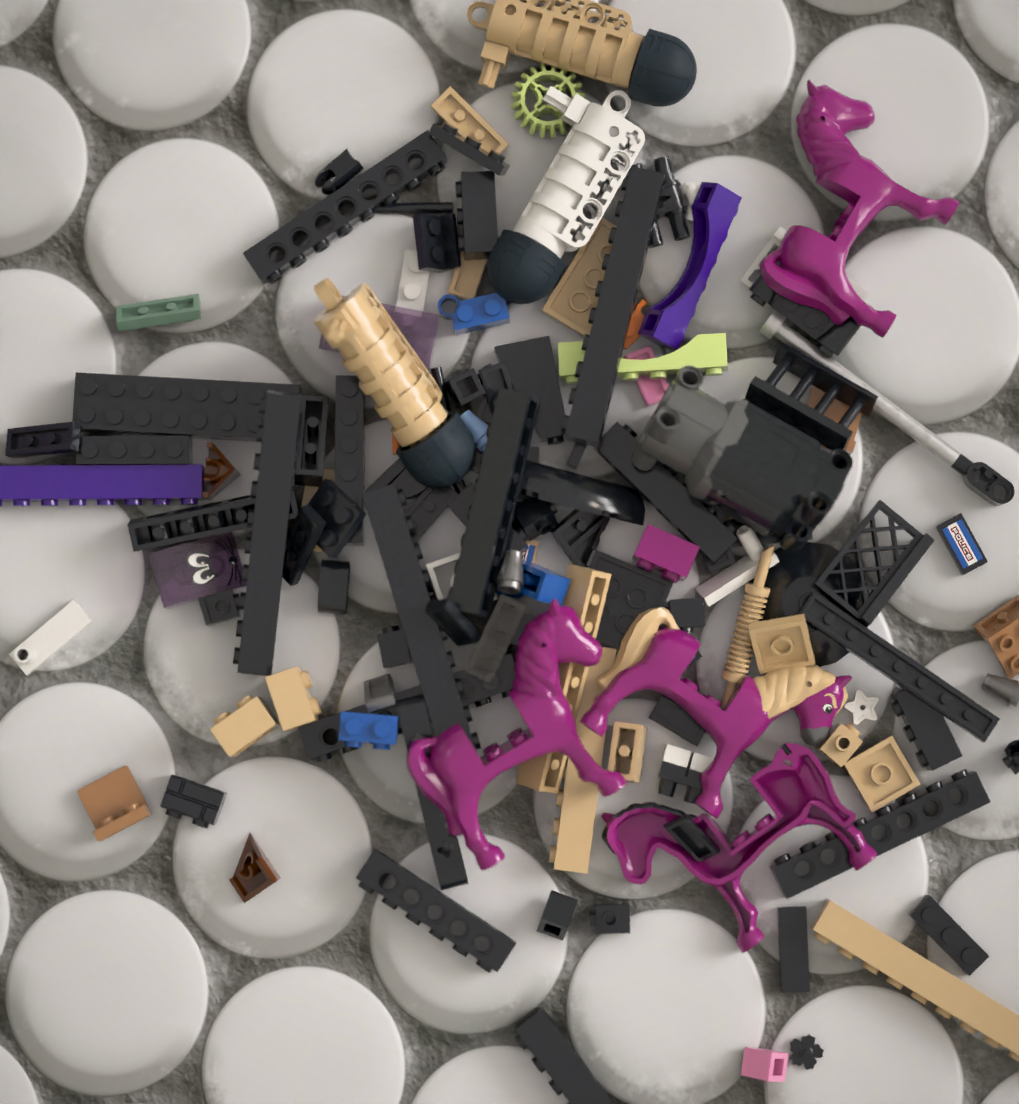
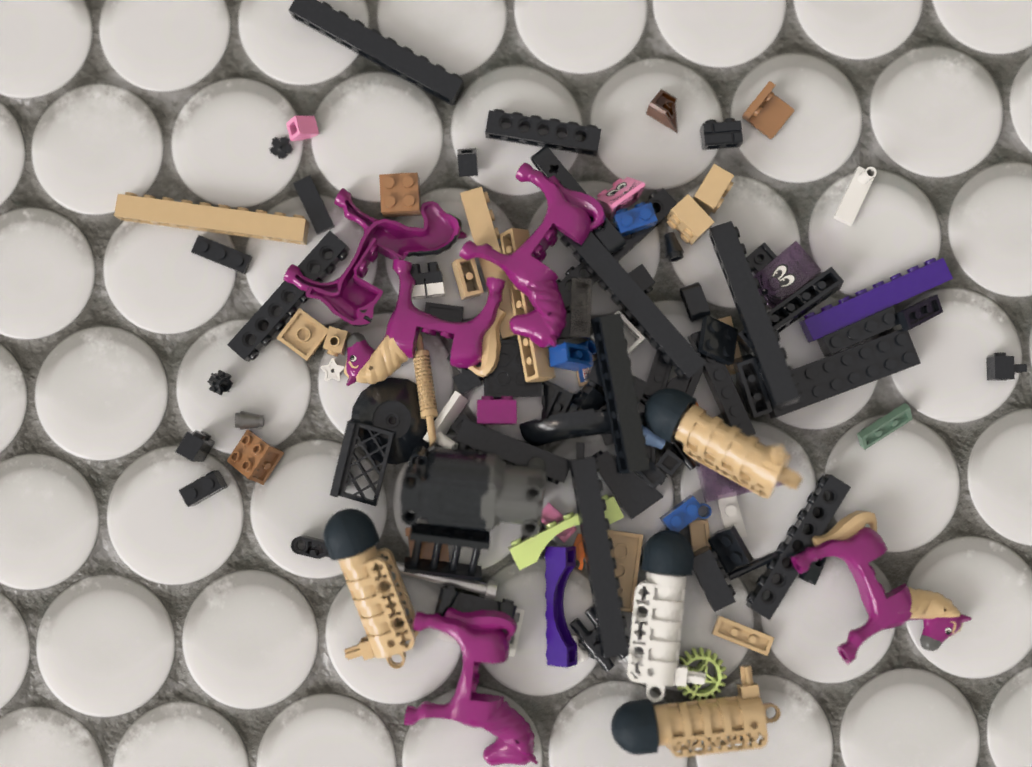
camera: 160 degrees right, 0 degrees up
(218, 472) = (799, 342): reddish brown slope -> none
(272, 173) = (858, 547): none -> magenta animal
(301, 543) = (729, 317): black tile -> none
(329, 673) = (673, 249): none -> black cone
(373, 773) = (621, 196): none -> bright pink slope
(379, 692) = (637, 246): flat silver tile -> none
(453, 622) = (612, 306): black tile -> none
(470, 147) = (737, 620): black plate -> none
(511, 573) = (589, 353): flat silver cone -> none
(610, 918) = (433, 174): black brick -> none
(669, 908) = (400, 194): none -> medium nougat brick
(692, 838) = (404, 242): black tile -> none
(781, 643) = (399, 386): tan plate -> none
(898, 667) = (319, 403): black tile -> none
(927, 361) = (353, 541): none -> tan piece
(927, 730) = (288, 376): black brick -> none
(961, 544) = (312, 501): tile -> none

